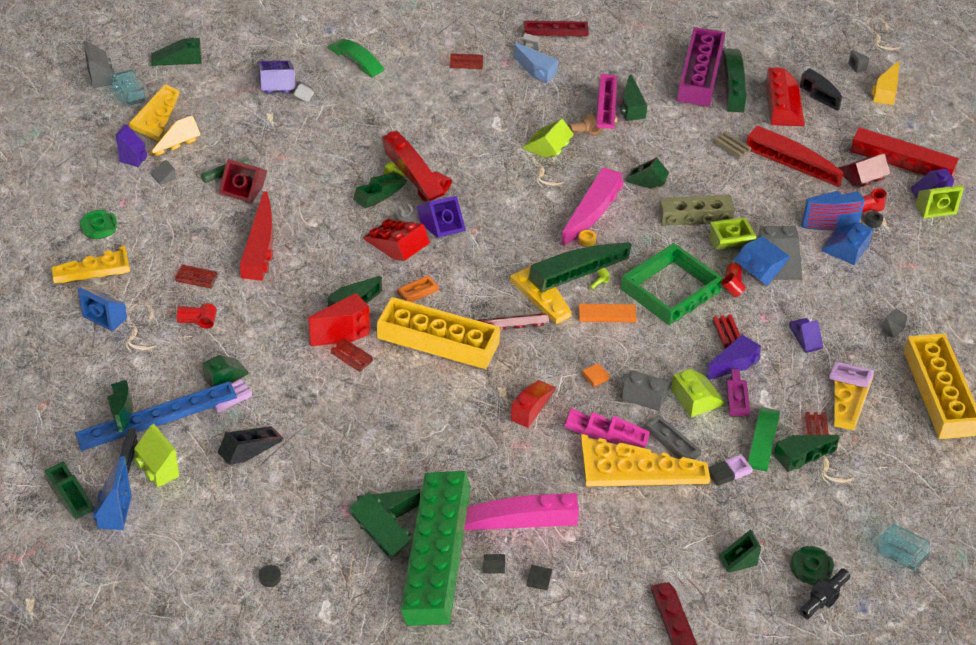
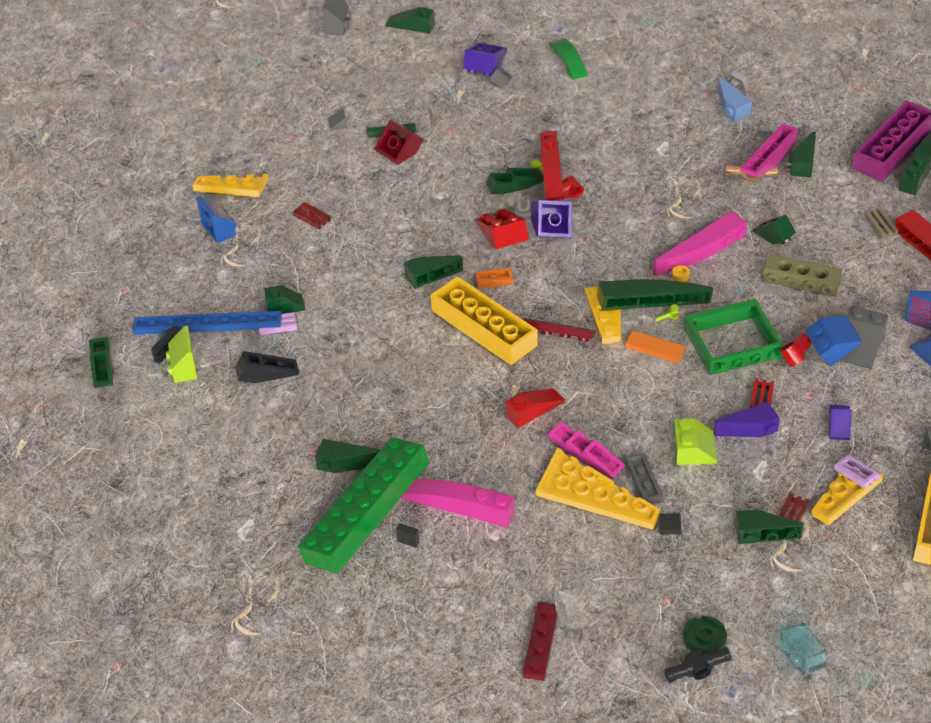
camera: 30 degrees right, 0 degrees up
(98, 224) = (259, 150): green tile -> none
(114, 498) = (128, 378): blue slope -> none
(121, 404) = (180, 304): dark green slope -> none
(128, 88) = (351, 40): clear light blue brick -> none
(130, 147) = (319, 90): dark purple slope -> none
(156, 113) = (360, 69): yellow wing -> none
(179, 132) = (369, 88): slope -> none
(202, 315) = (294, 250): red piece -> none
(259, 244) = (380, 199): red slope -> none
(269, 575) = (217, 483): pearl dark grey tile -> none
(341, 320) = (400, 286): red slope -> none
(354, 353) = (394, 309): clear red tile -> none
(380, 525) = (325, 468): dark green brick -> none
(466, 61) = (668, 84): clear red tile -> none
(539, 577) = (442, 561): pearl dark grey tile -> none
(549, 139) = (700, 174): lime slope -> none
(556, 28) = (773, 72): dark red plate -> none
(595, 375) = (608, 399): orange tile -> none
(645, 390) = (645, 425): dark grey slope -> none
(731, 233) = (818, 304): lime slope -> none
(737, 395) = (731, 457): magenta hinge -> none
(739, 466) = (691, 523): lavender tile -> none
(742, 553) = (638, 602): dark green slope -> none
(763, 439) = (733, 500): green slope -> none

